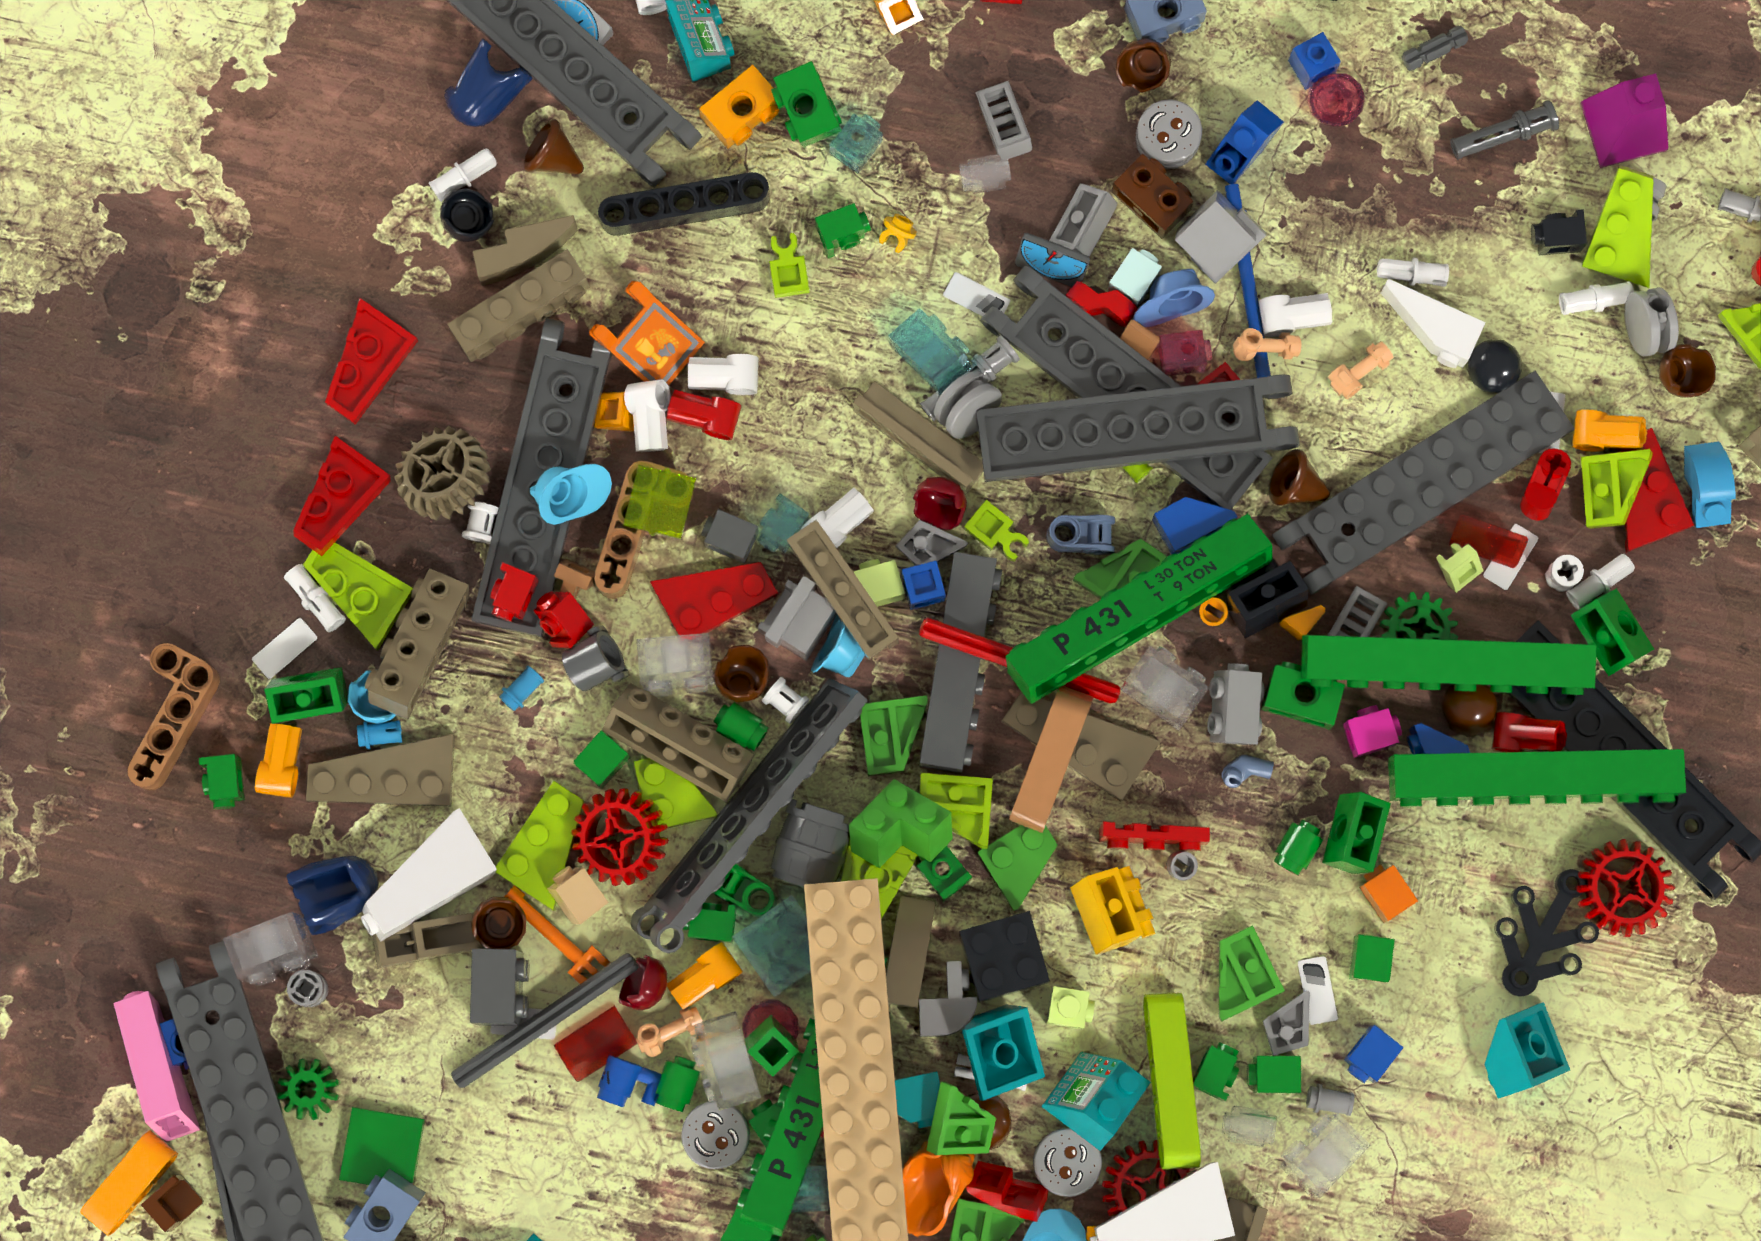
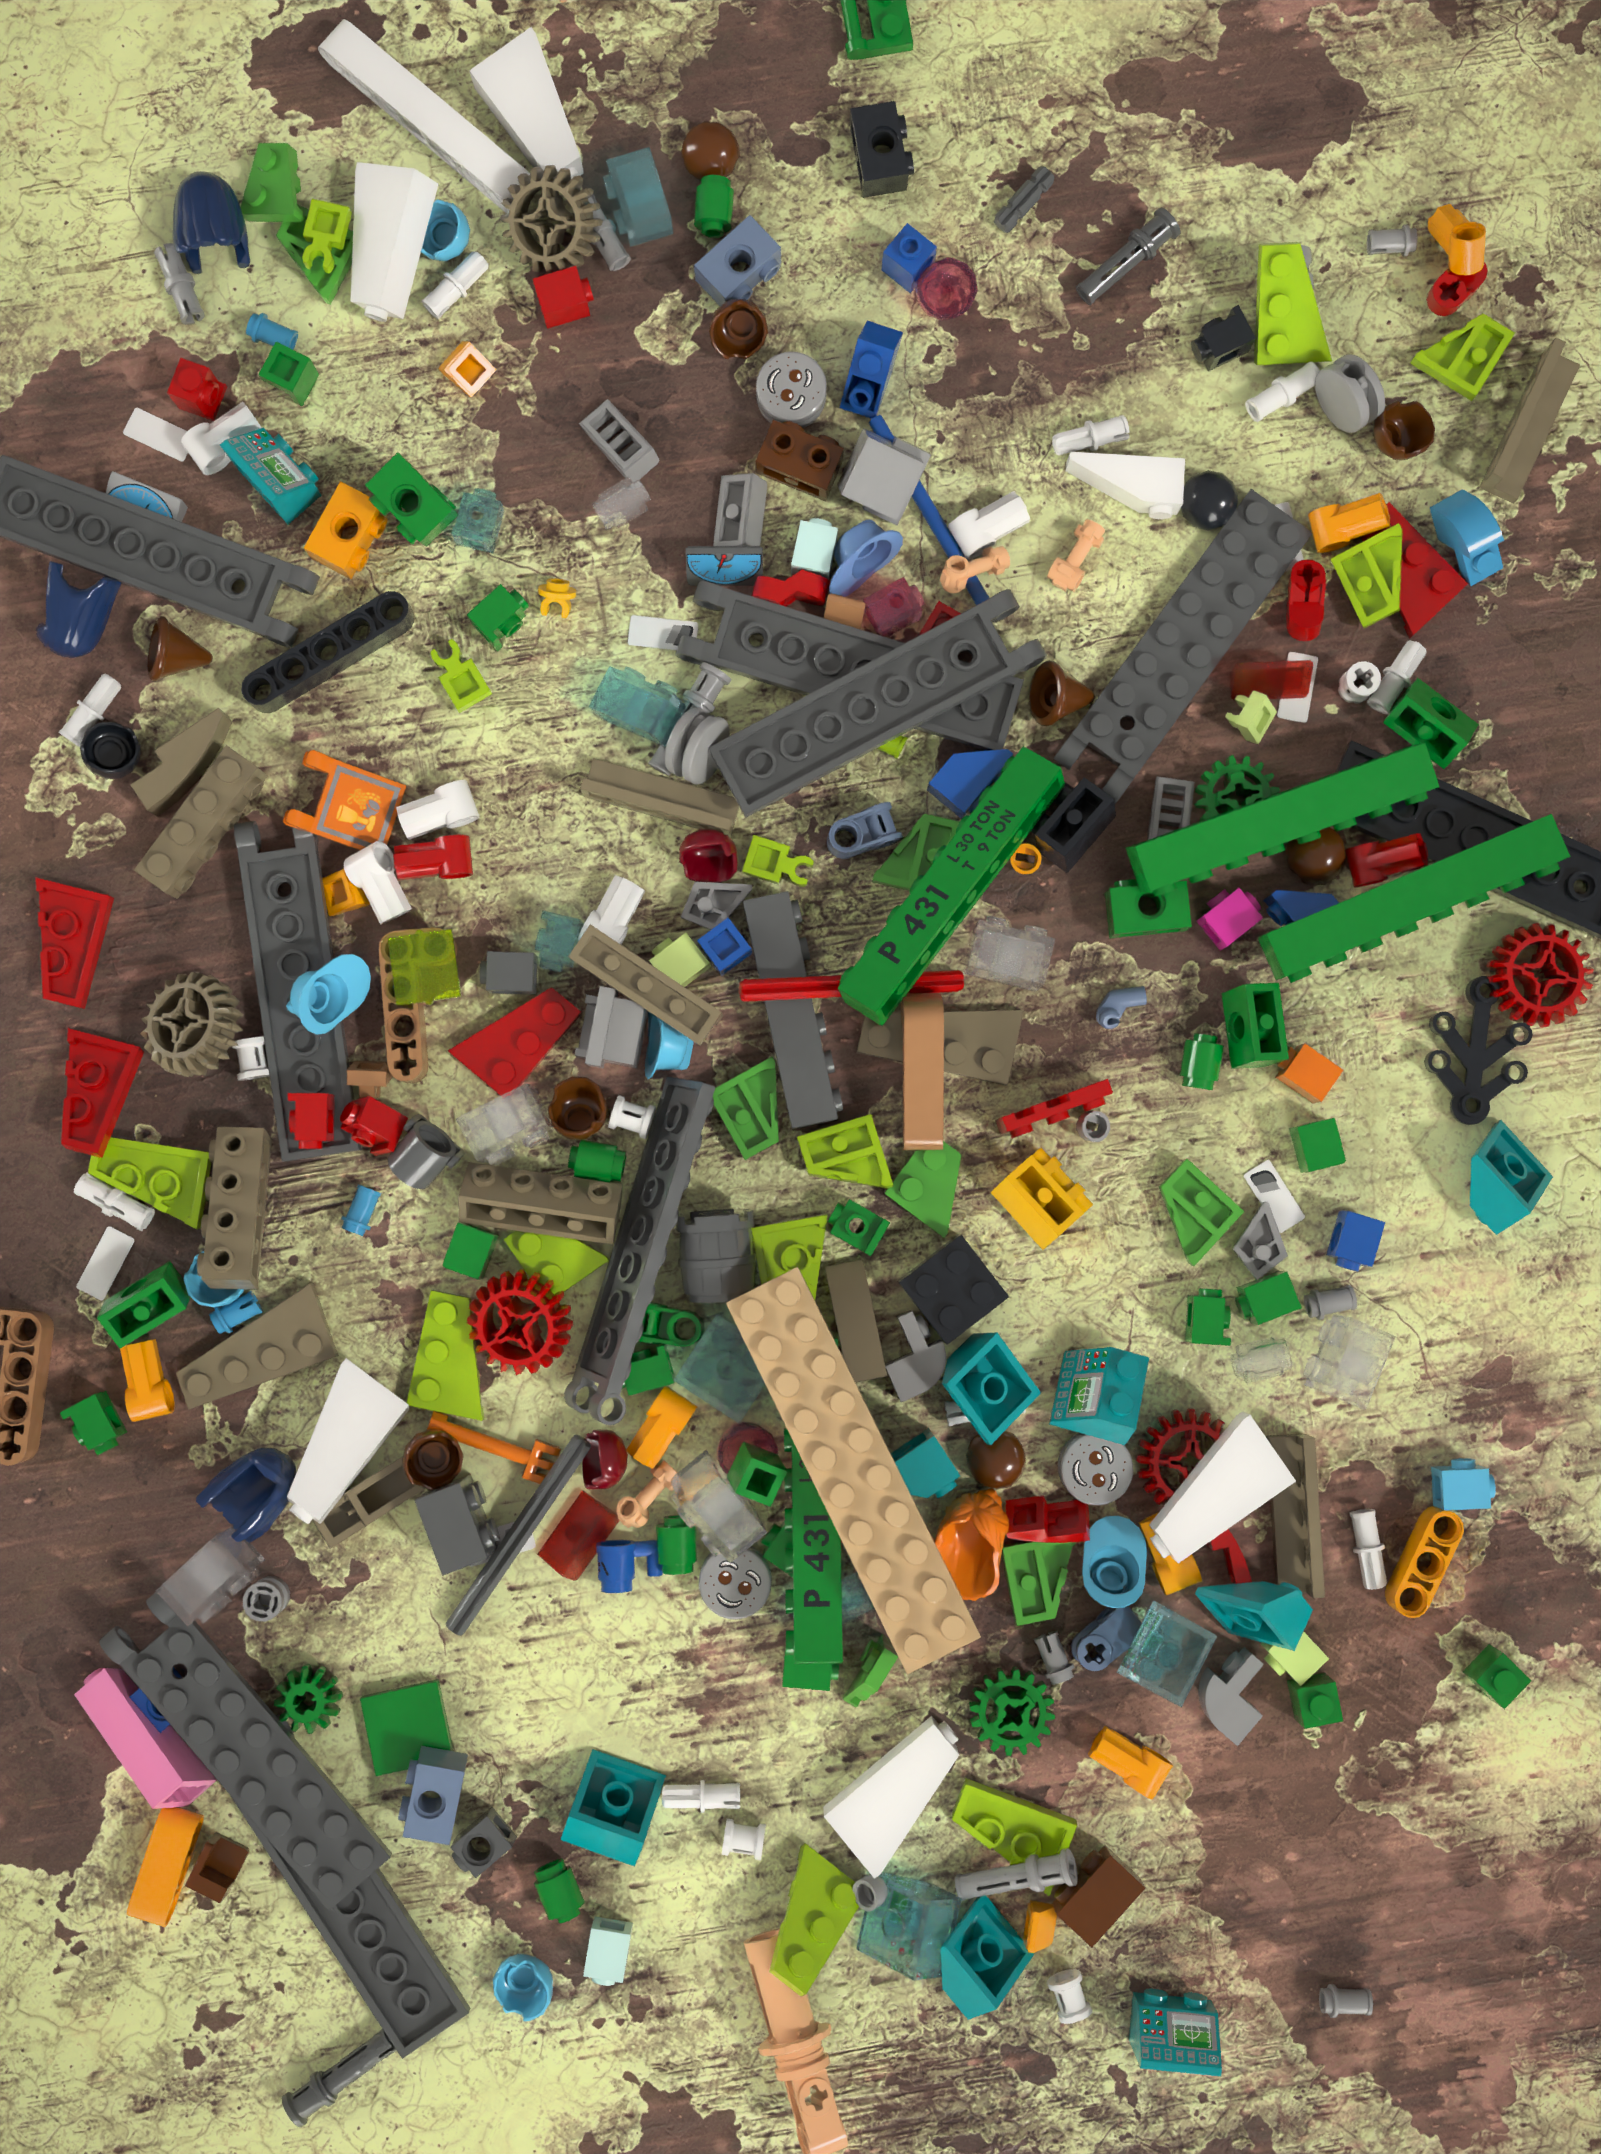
camera: 25 degrees left, 5 degrees up
(576, 894) = (500, 1397): tan brick -> none
(900, 819) = (793, 1193): bright green brick -> none
(959, 1124) = (977, 1481): bright green wing -> none
(1070, 1008) = (1038, 1314): yellowish green brick -> none
(1171, 1081) = (1169, 1348): lime beam -> none
(1235, 706) = (1085, 945): light grey brick -> none
(1302, 622) = (1119, 836): light orange slope -> none
(1627, 121) = (1246, 198): magenta slope -> none

